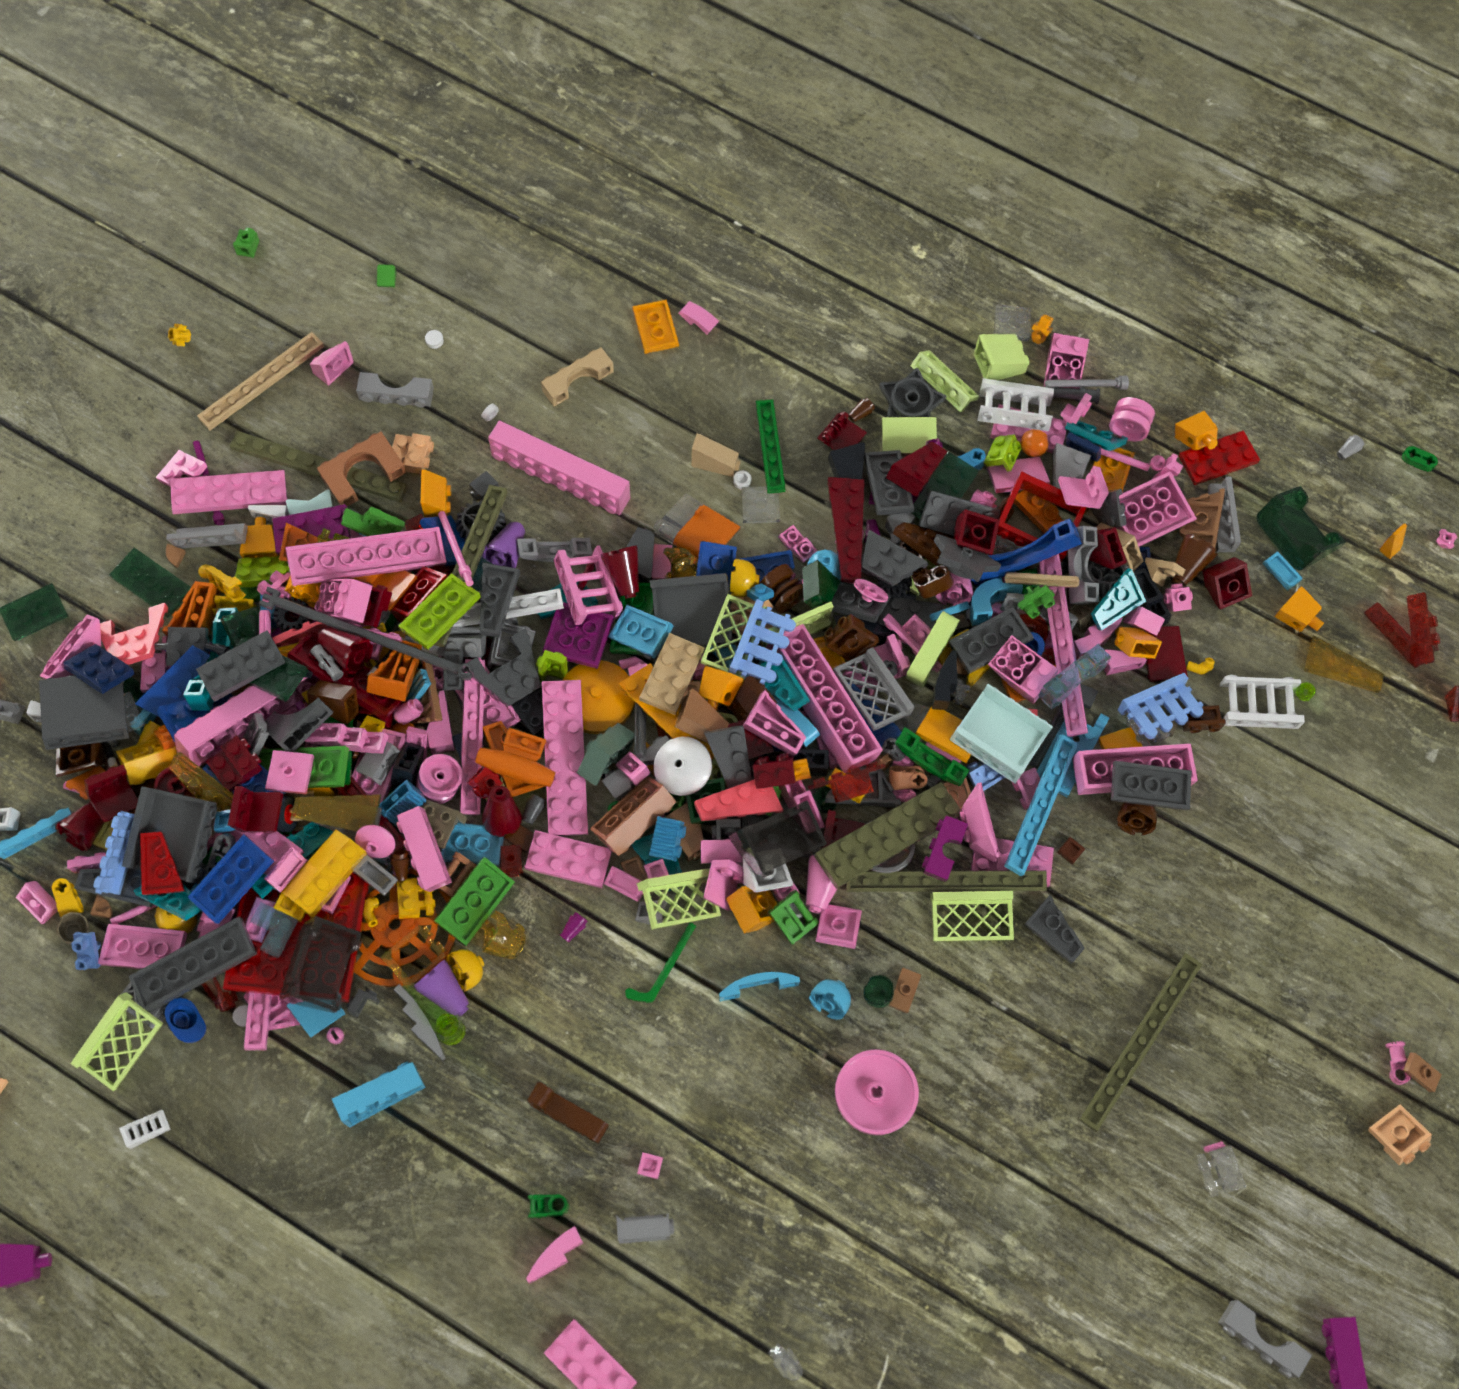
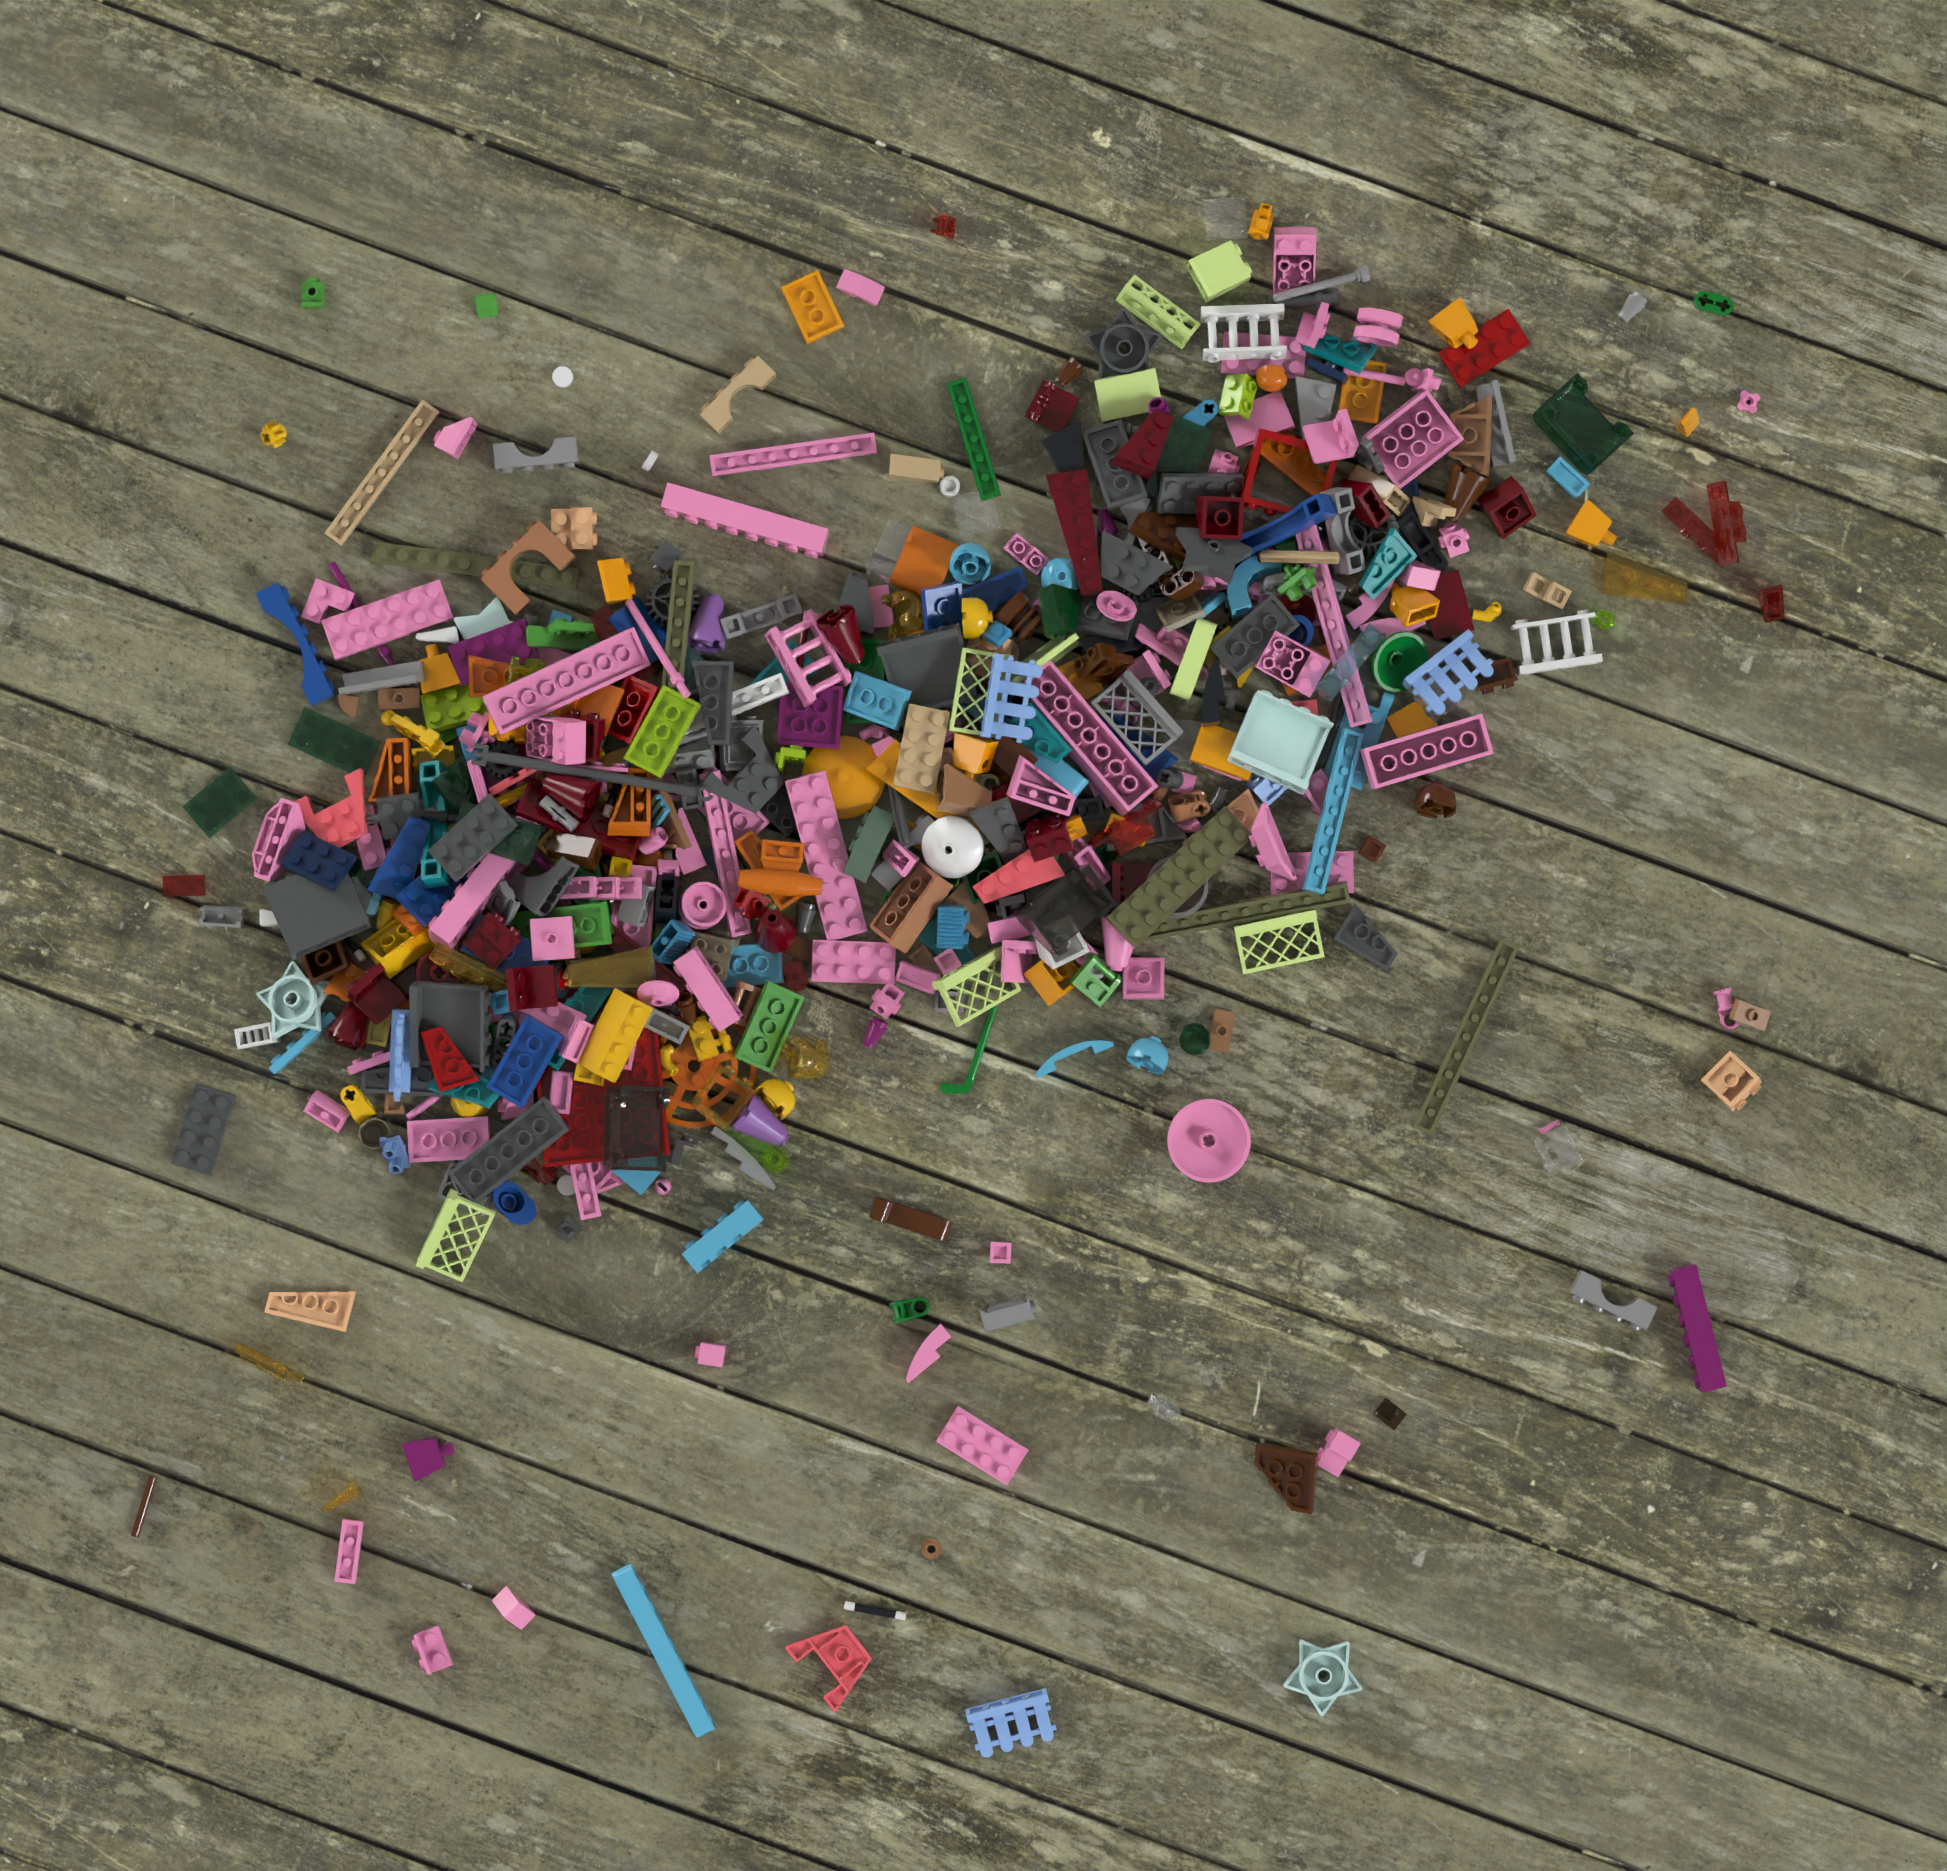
camera: 10 degrees left, 20 degrees up
(38, 794) = (290, 1014): none -> light aqua plate
(125, 1130) = (489, 1321): white slope -> none
(149, 529) = (315, 683): none -> blue arch
(220, 558) = (399, 698): none -> medium nougat plate
(232, 1059) = (568, 1228): none -> dark grey tile
(279, 927) = (585, 1099): clear light blue plate -> none
(337, 1213) = (710, 1354): none -> bright pink brick
(591, 898) = (887, 1000): none -> bright pink brick
(613, 430) = (793, 454): none -> bright pink plate
(748, 538) = (970, 563): none -> medium azure cylinder
(778, 286) = (945, 226): none -> clear red tile
(926, 606) = (1180, 613): none -> dark tan plate
(929, 759) = (1210, 783): green slope -> none
(937, 864) = (1240, 863): magenta arch -> none
(1125, 682) = (1408, 654): none -> green dish
(1151, 785) = (1444, 772): dark grey plate -> none
(1256, 659) = (1547, 590): none -> tan slope

